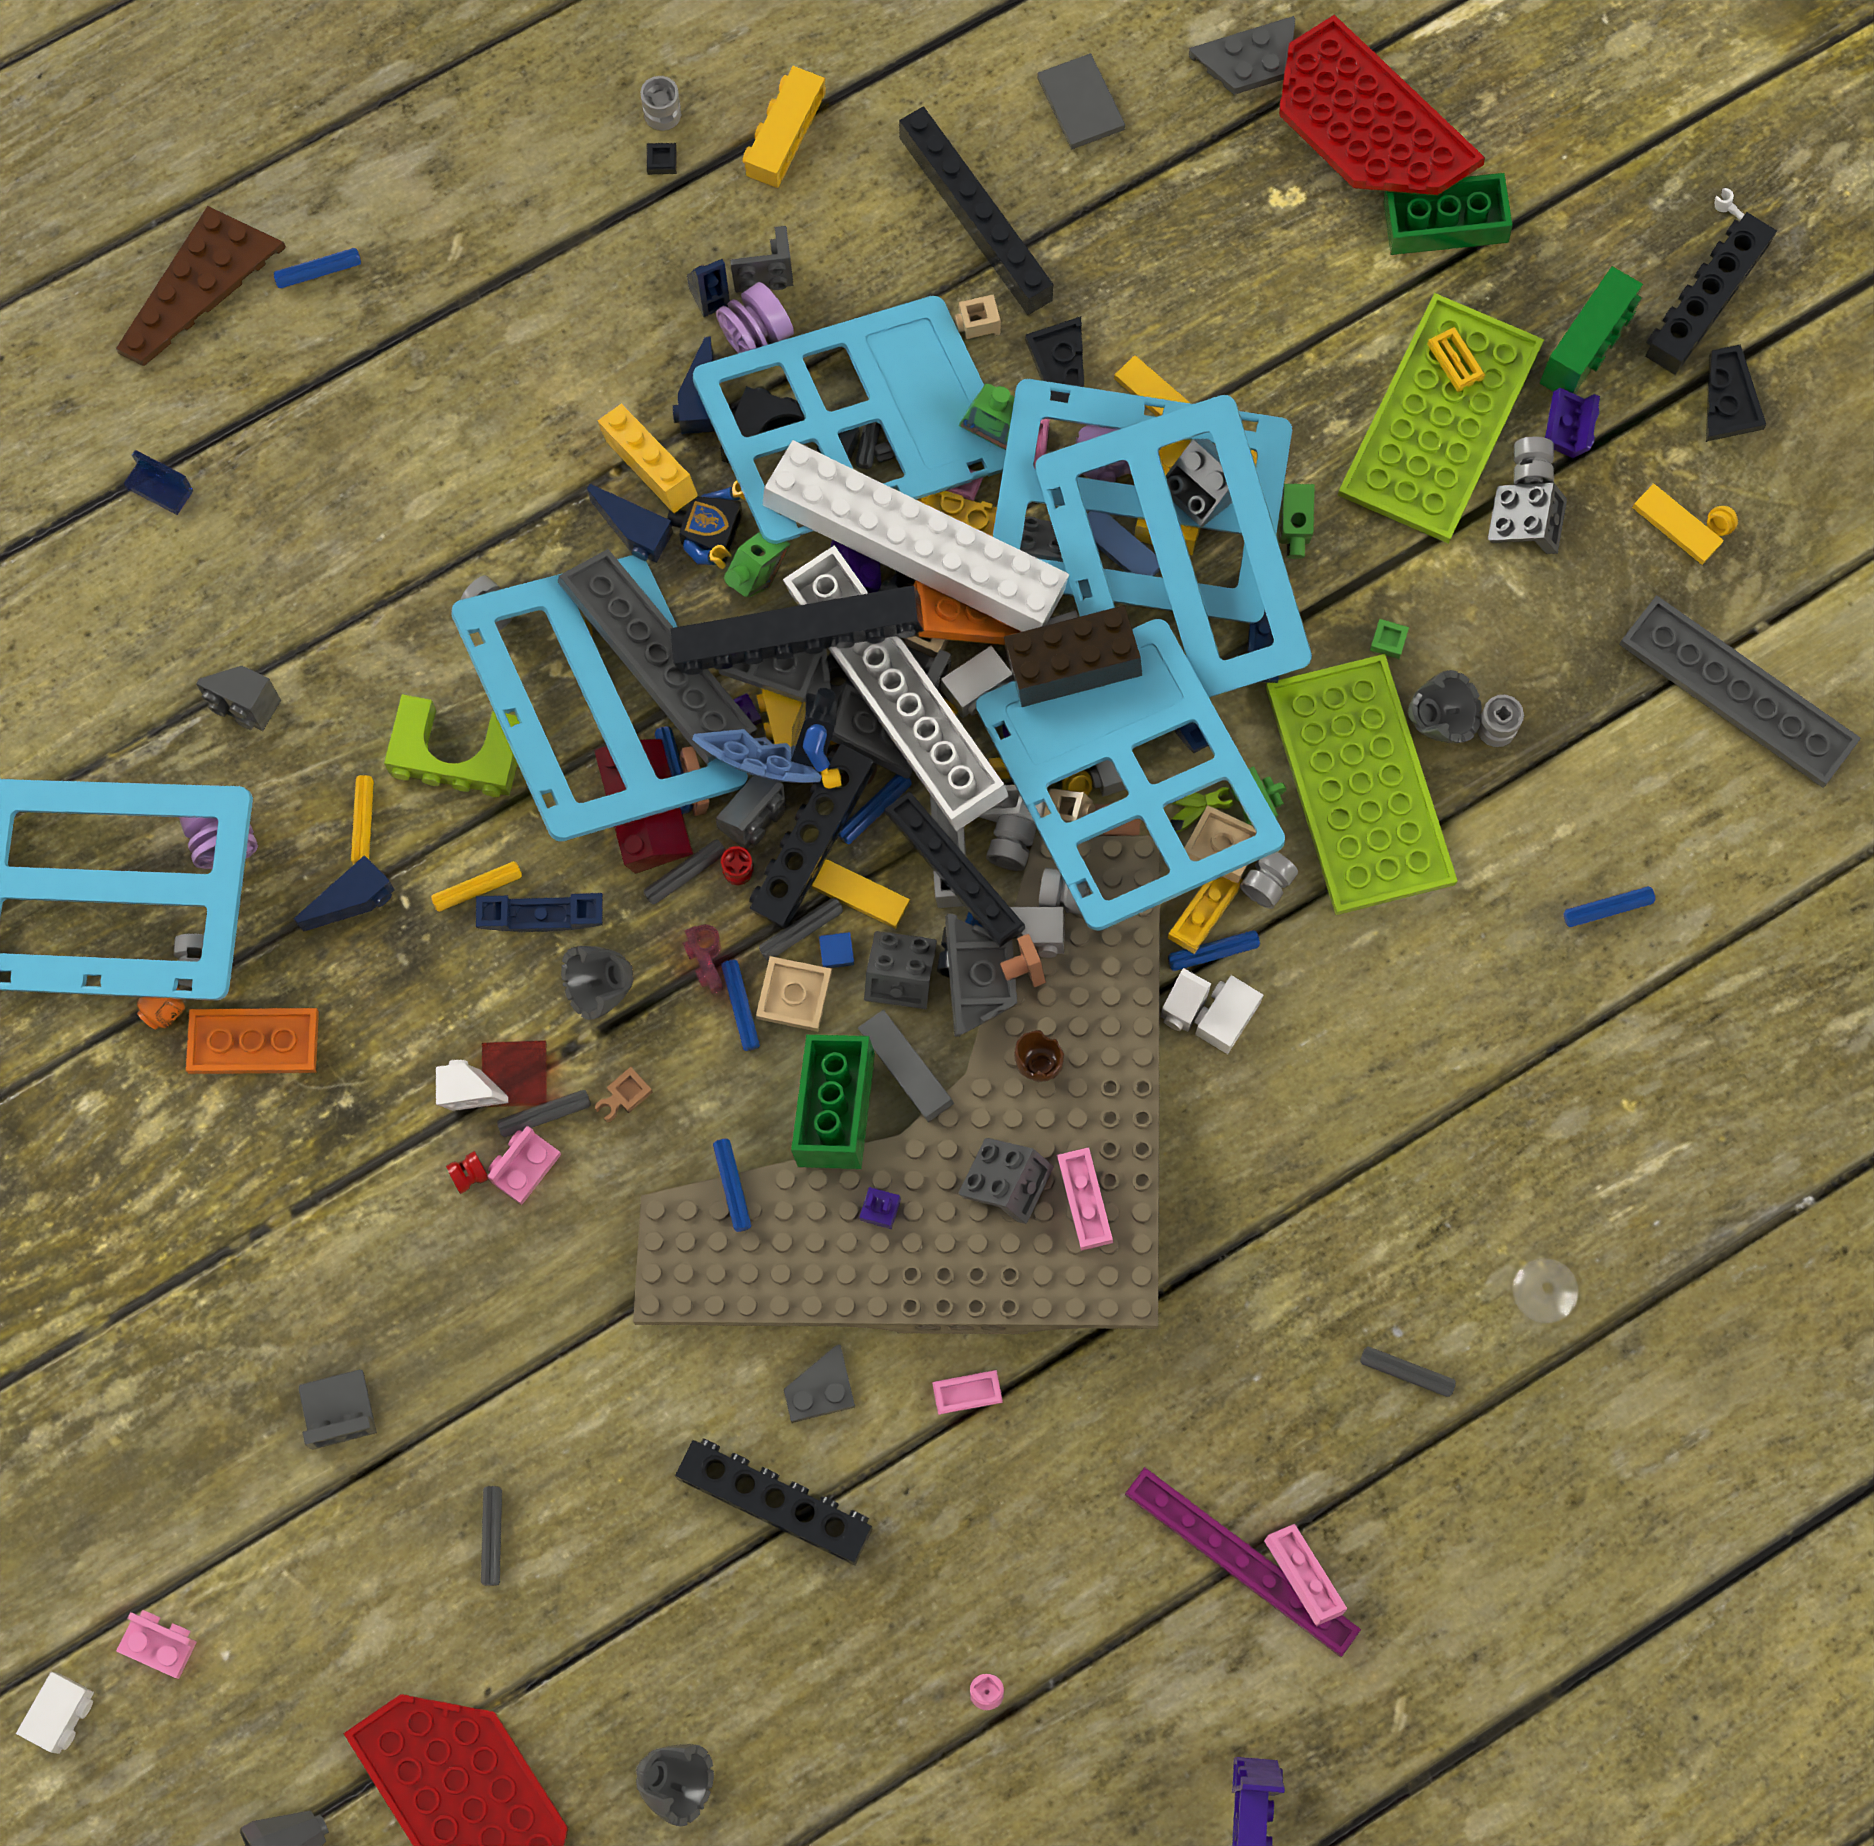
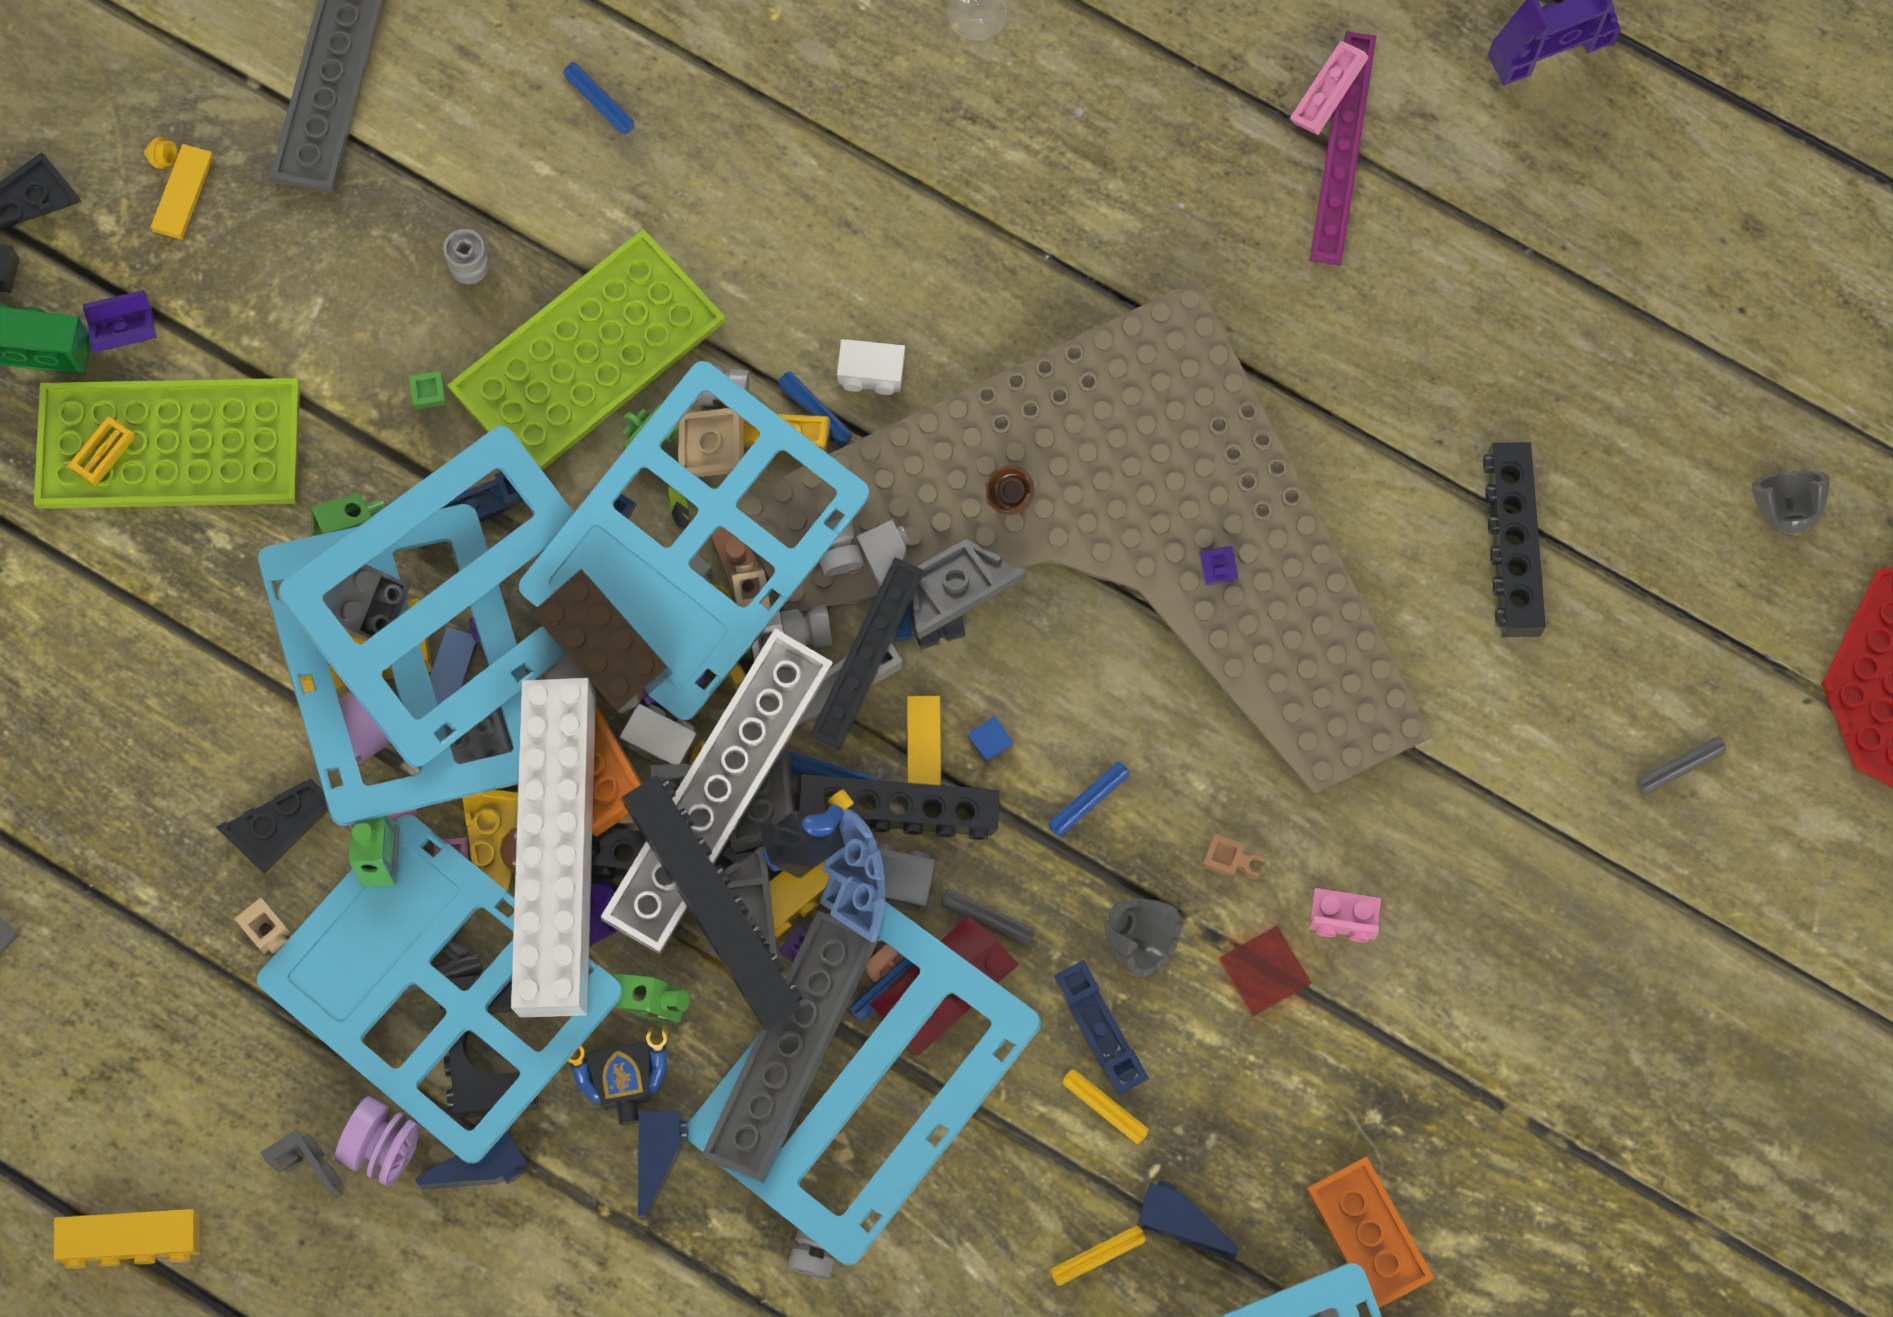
camera: 120 degrees left, 0 degrees up
(336, 1409) = (1657, 957): dark grey bracket -> none
(409, 755) = (1010, 1241): lime arch -> none
(465, 1087) = (1305, 999): white slope -> none
(474, 1169) = (1374, 956): red wheel -> none
(544, 1113) = (1287, 923): dark grey axle -> none
(647, 458) = (582, 1170): yellow brick -> none
(707, 972) = (1076, 841): clear pink plate -> none
(709, 287) = (354, 1213): dark blue slope -> none
(732, 1185) = (1266, 709): blue axle -> none
(736, 859) = (956, 862): red wheel -> none
(794, 993) = (1053, 754): tan plate -> none
(801, 928) = (985, 780): dark grey axle -> none
(820, 1389) = (1395, 552): dark grey wing -> none
(833, 1101) = (1142, 656): green brick -> none
(899, 969) = (977, 670): dark grey bracket -> none
(906, 1066) = (1071, 616): dark grey tile -> none
(967, 1392) = (1329, 429): bright pink tile -> none
(976, 210) = (139, 990): black brick -> none
(986, 1692) = (1567, 294): bright pink tile -> none
(1007, 1178) = (1137, 468): dark grey bracket -> none
(1025, 963) = (926, 541): nougat tile -> none
(1085, 1199) = (1119, 388): bright pink plate -> none
(1143, 381) = (265, 719): yellow tile -> none
(1185, 1001) = (881, 403): white slope -> none
(1408, 1371) = (1110, 86): dark grey axle -> none
(1446, 708) = (482, 302): dark grey hair -> none
(1528, 514) = (239, 324): bracket -> none
(1533, 460) = (172, 342): light grey wheel -> none

